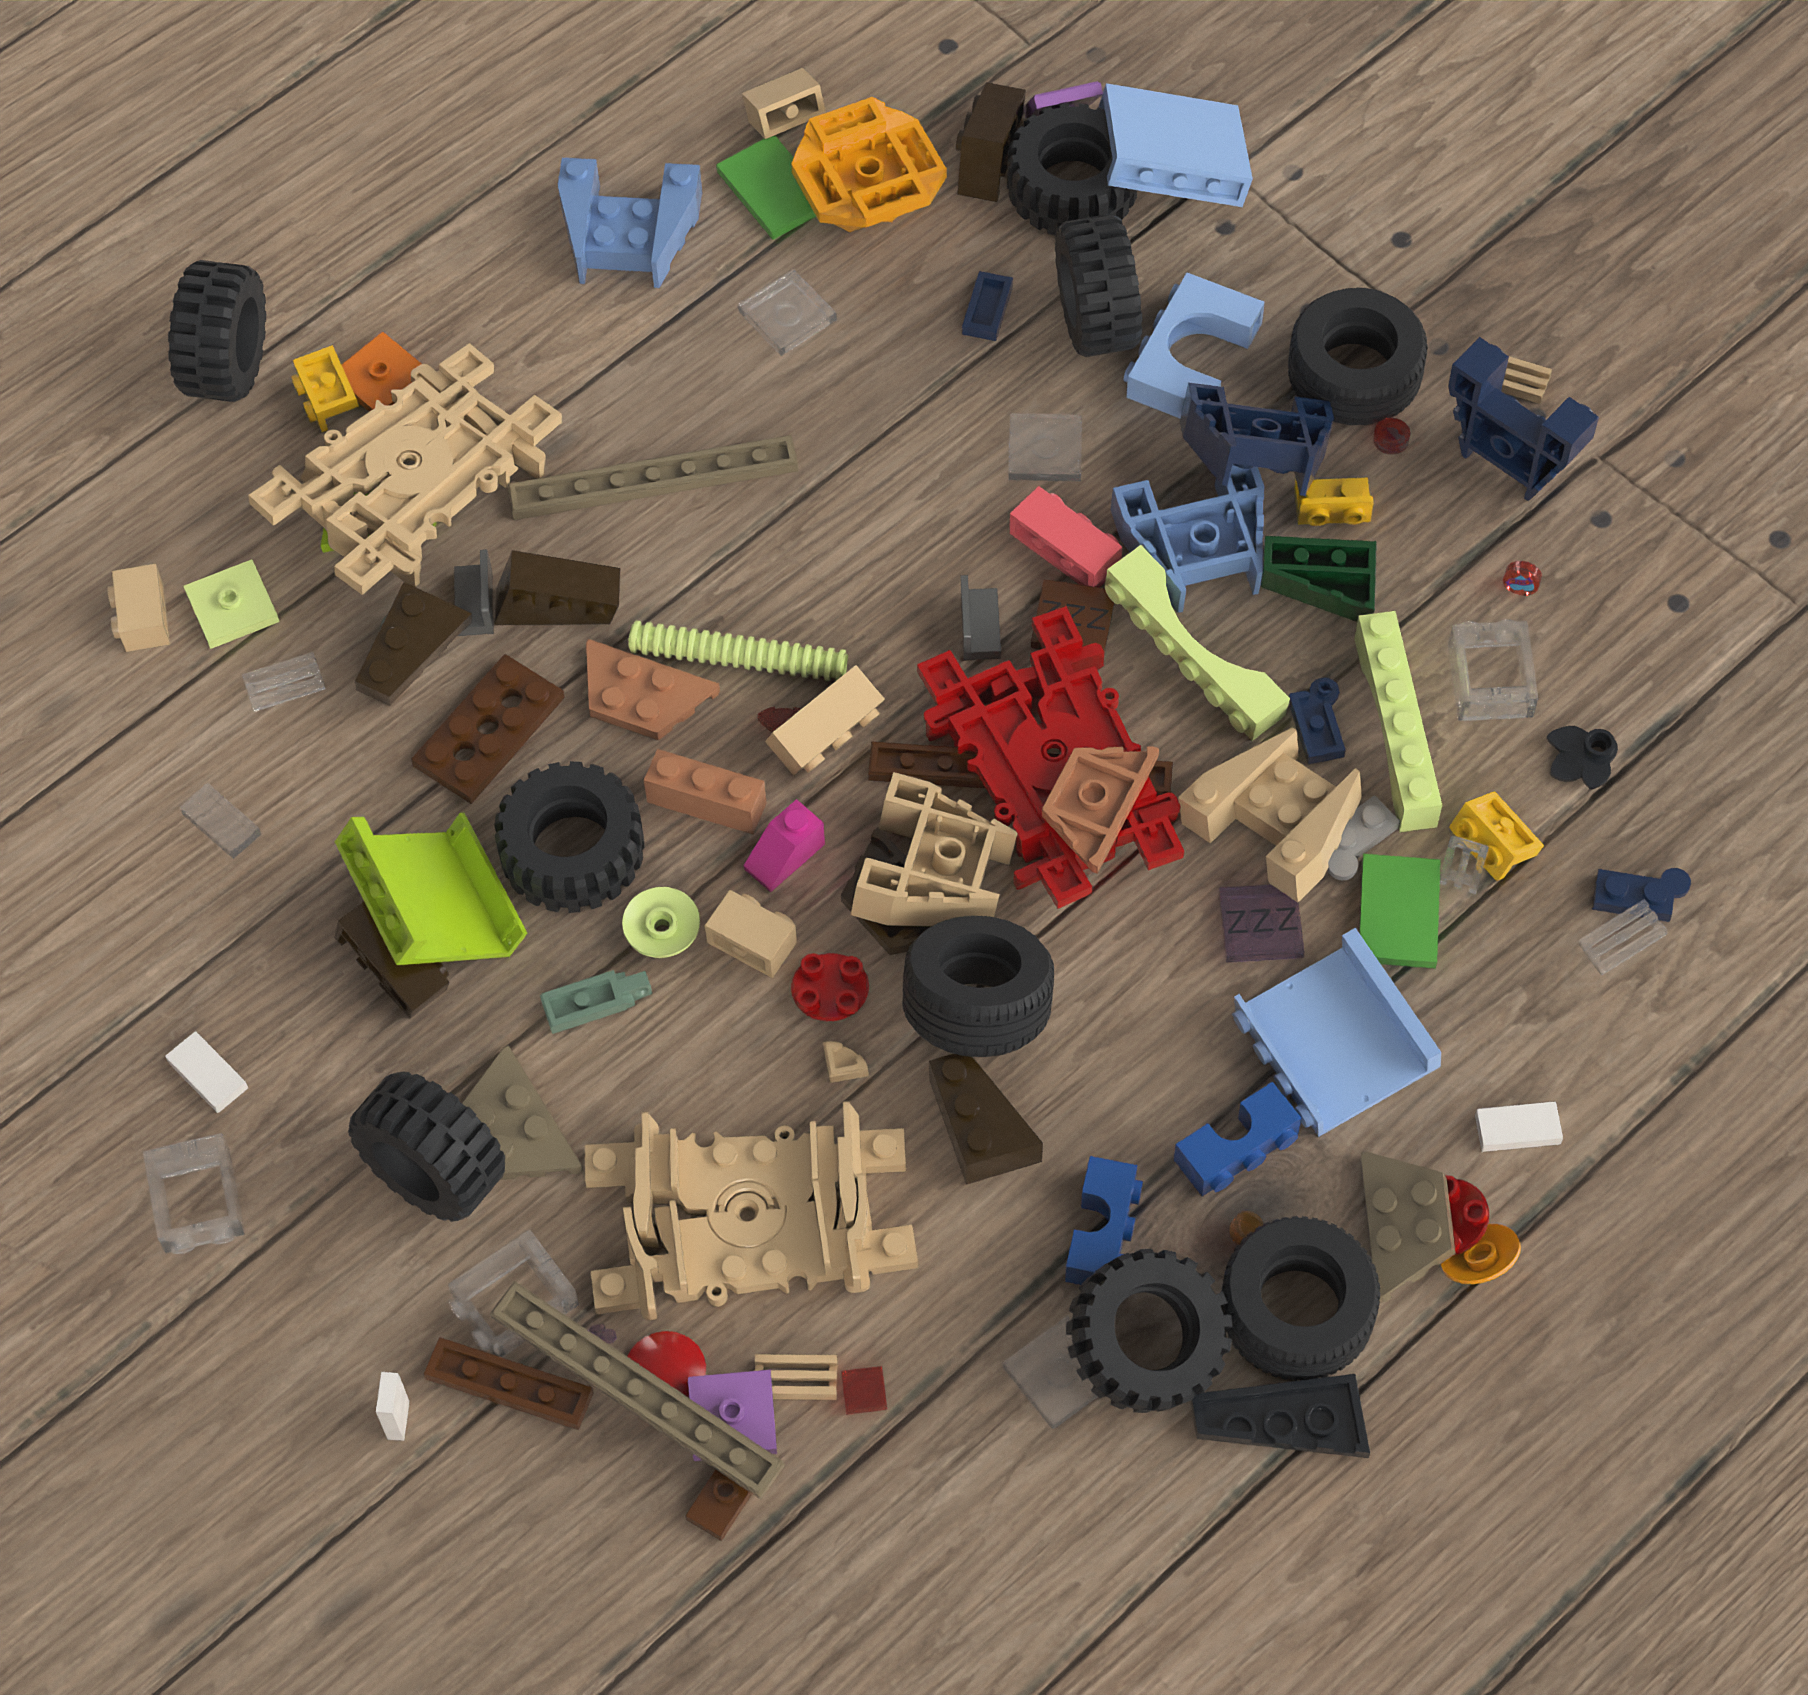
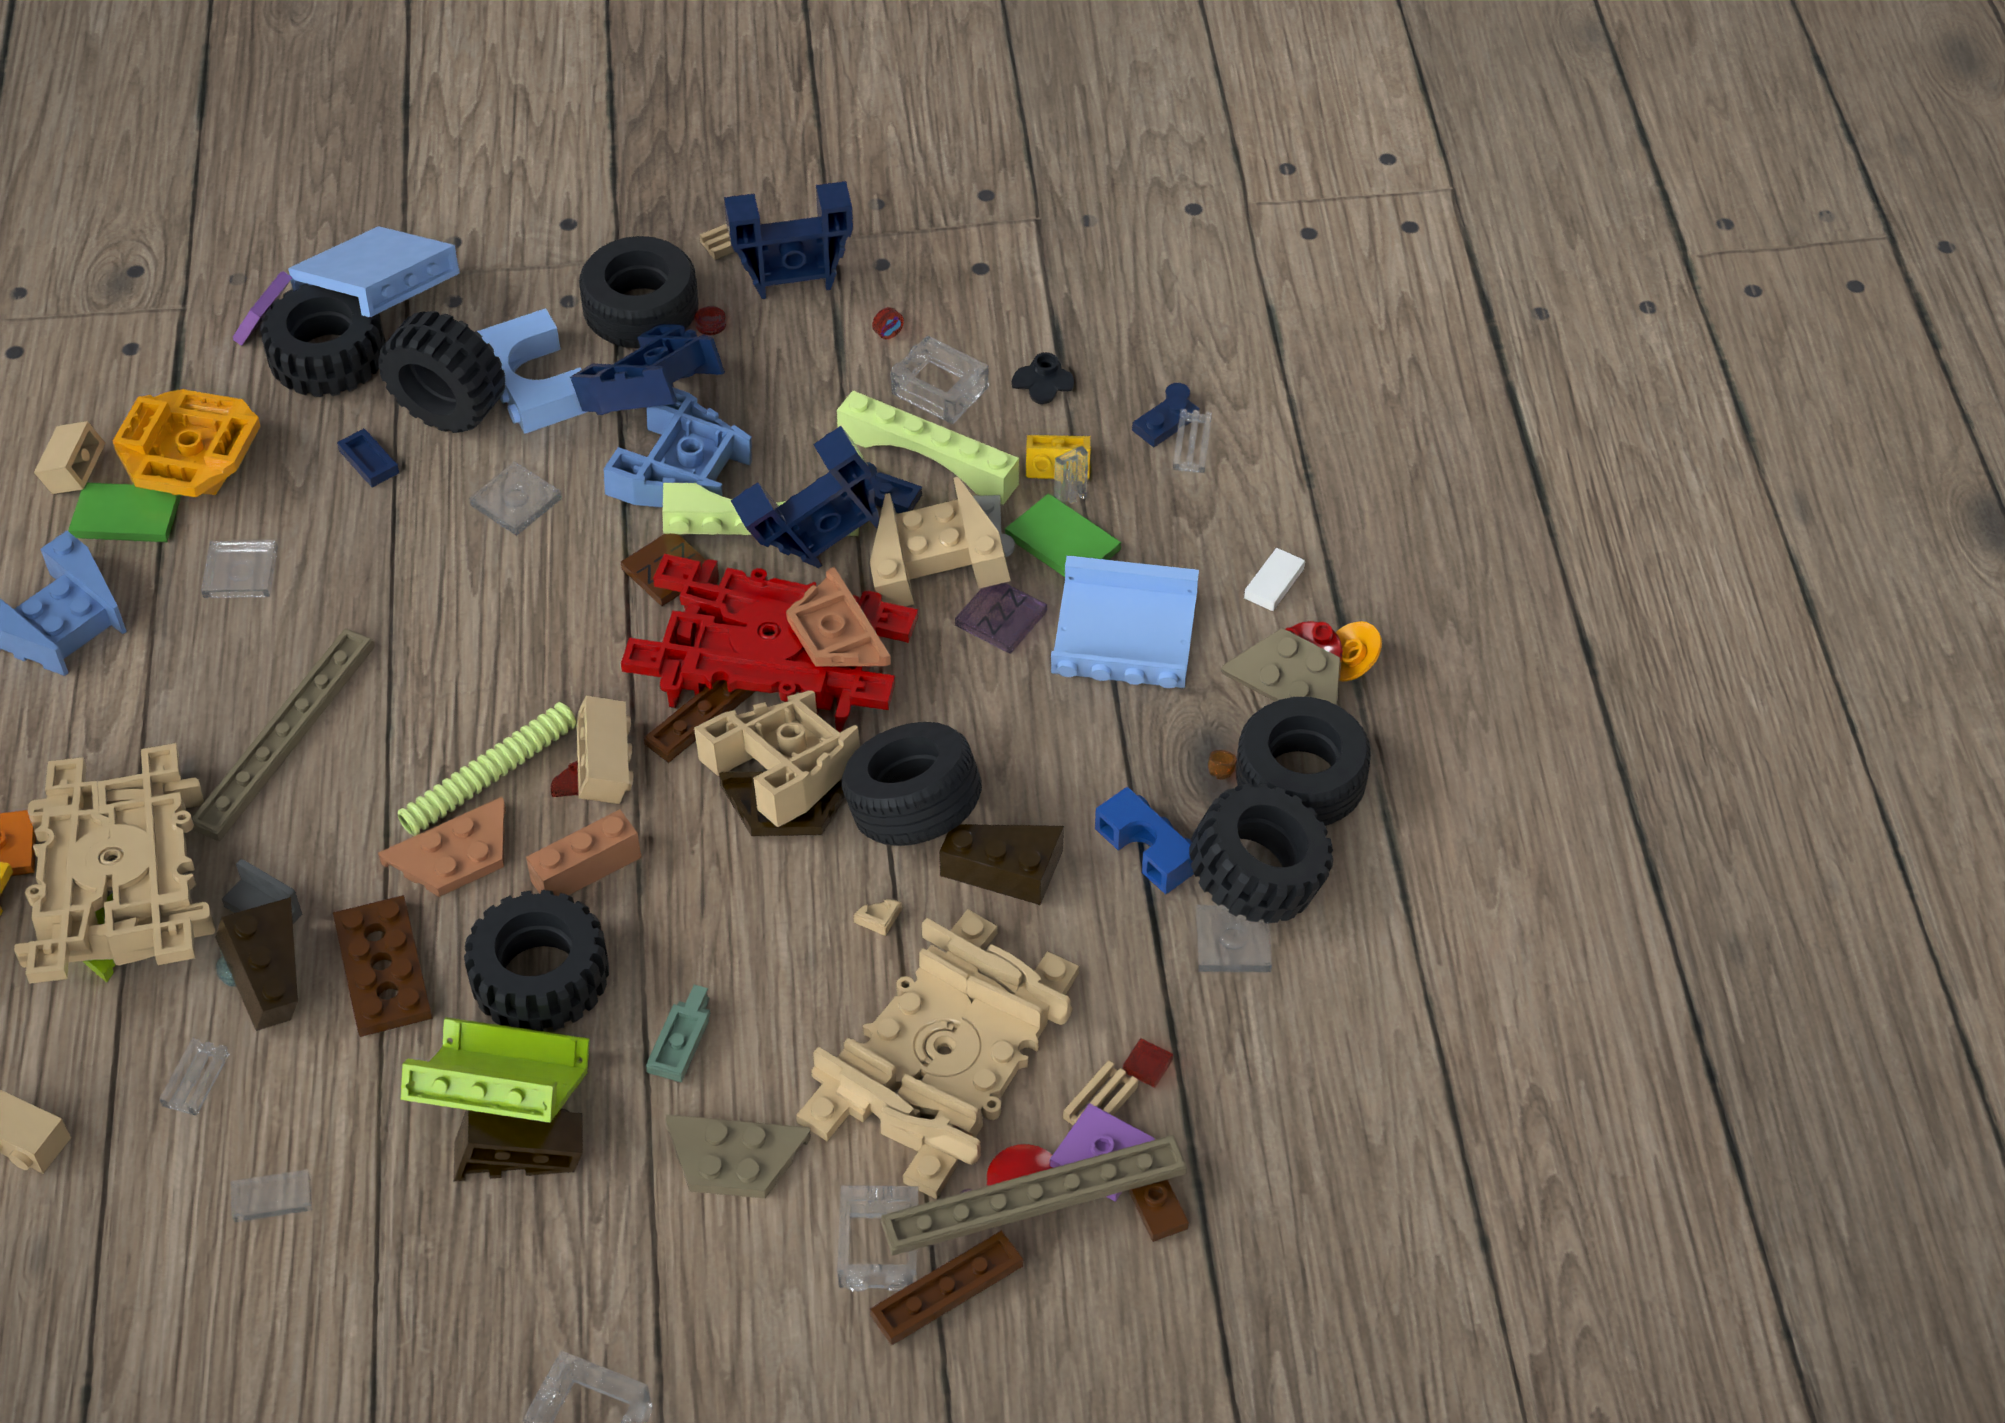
camera: 55 degrees left, 10 degrees down
(206, 1072) = (484, 1341): white tile -> none
(231, 604) = (85, 1069): yellowish green plate -> none
(392, 1406) = (906, 1370): white tile -> none
(427, 1146) = (720, 1200): black tyre -> none
(555, 591) = (320, 843): dark brown wedge -> none
(657, 908) = (660, 940): yellowish green dish -> none
(751, 933) = (726, 902): tan brick -> none
(785, 845) = (676, 838): dark pink slope -> none
(830, 986) = (813, 883): red dish -> none
(980, 622) = (612, 617): dark grey panel -> none
(986, 140) = (243, 367): dark brown wedge -> none
(1064, 538) = (603, 529): coral brick -> none
(1213, 1161) = (1153, 747): blue arch -> none
(1224, 695) = (821, 511): none -> dark blue wedge
(1293, 1415) = (1378, 827): black wing -> none
(1322, 573) = (786, 410): dark green wedge -> none
(1334, 502) = (724, 388): yellow bracket -> none

